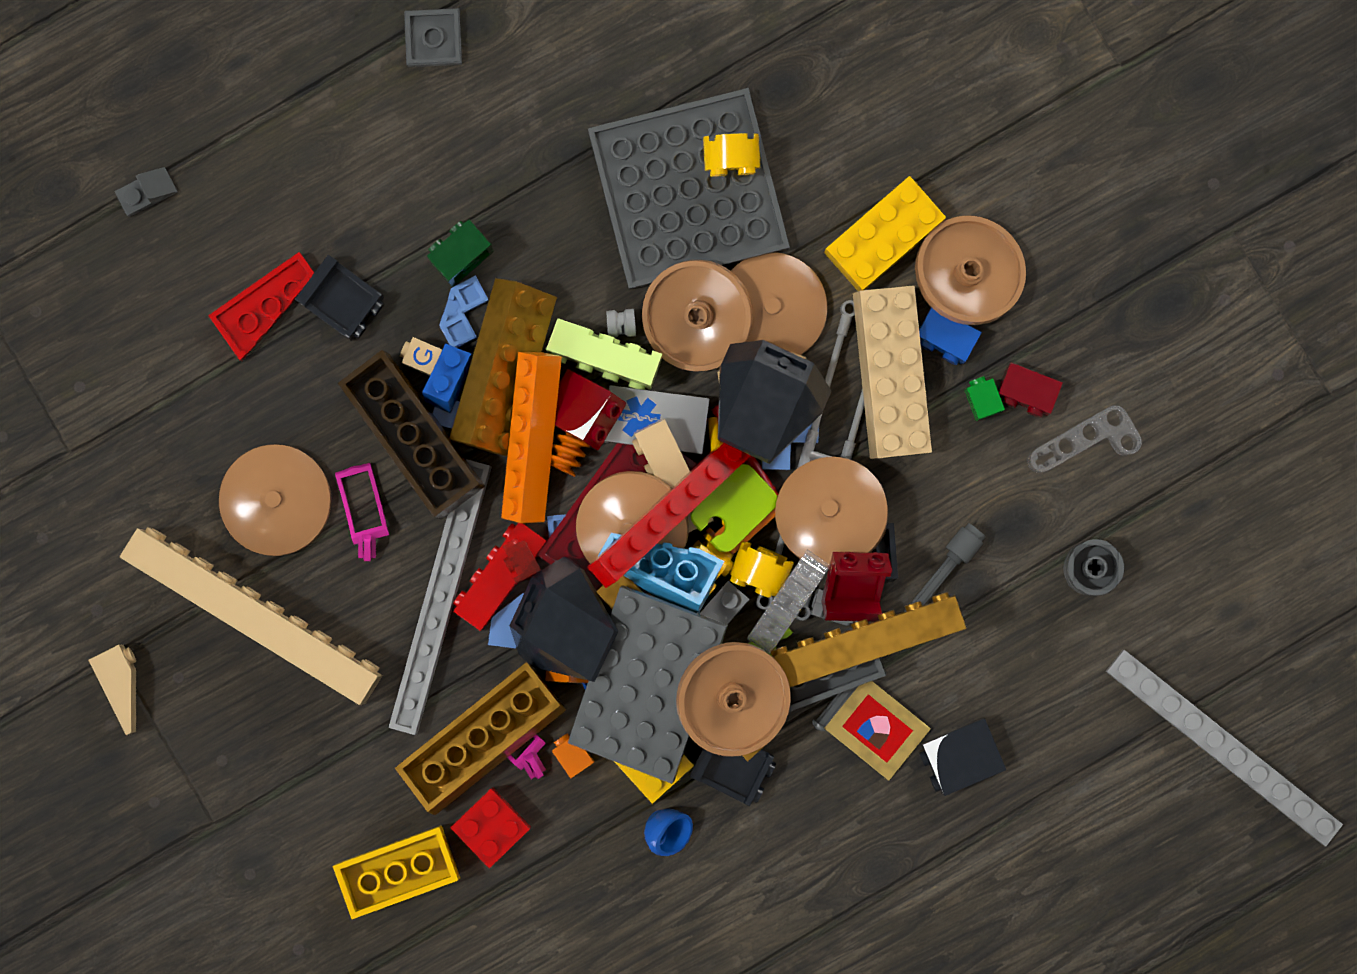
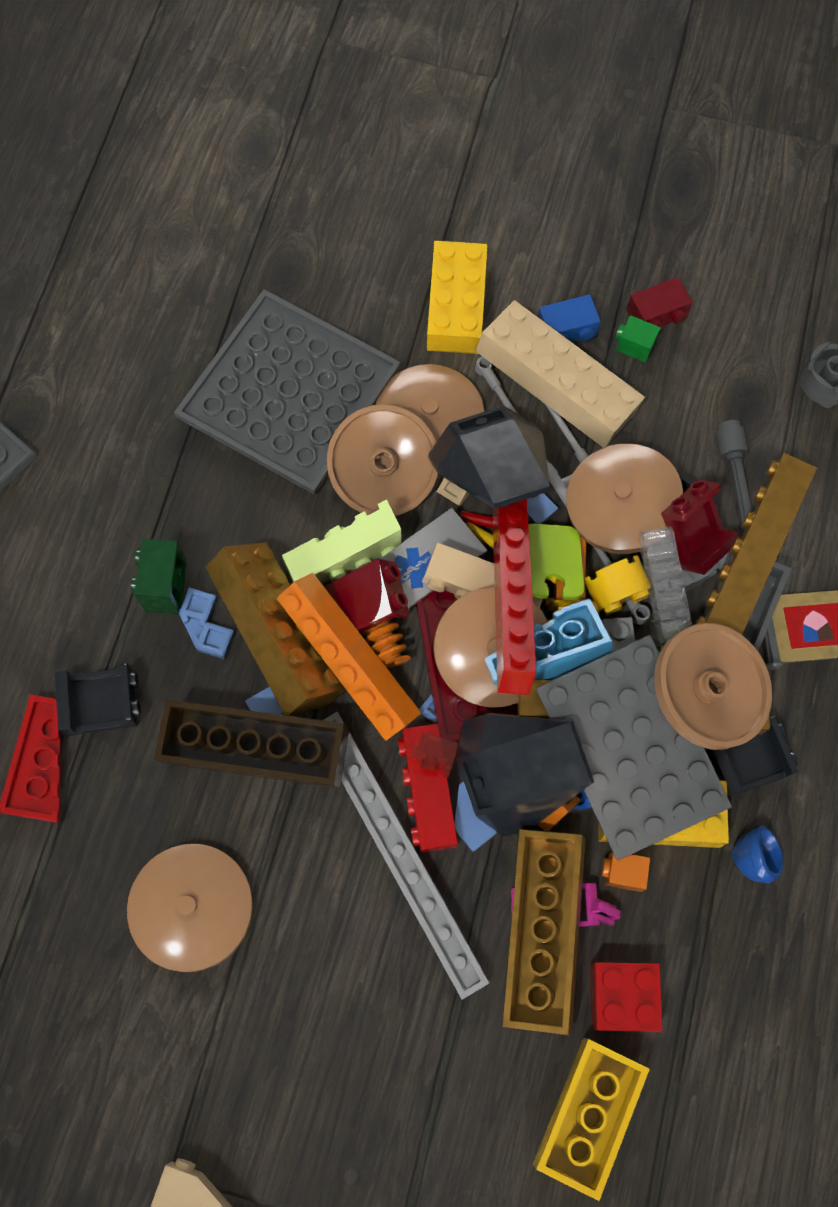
camera: 40 degrees left, 15 degrees down
(251, 616) = (252, 1022): tan brick -> none
(367, 536) = (294, 858): dark pink sword -> none
(420, 356) = (204, 682): tan brick -> none
(447, 378) = (239, 676): blue brick -> none
(621, 323) = (334, 516): light grey wheel -> none
(731, 153) = (296, 329): yellow brick -> none
(970, 270) = (539, 265): medium nougat dish -> none
(1080, 443) = (748, 279): clear beam -> none

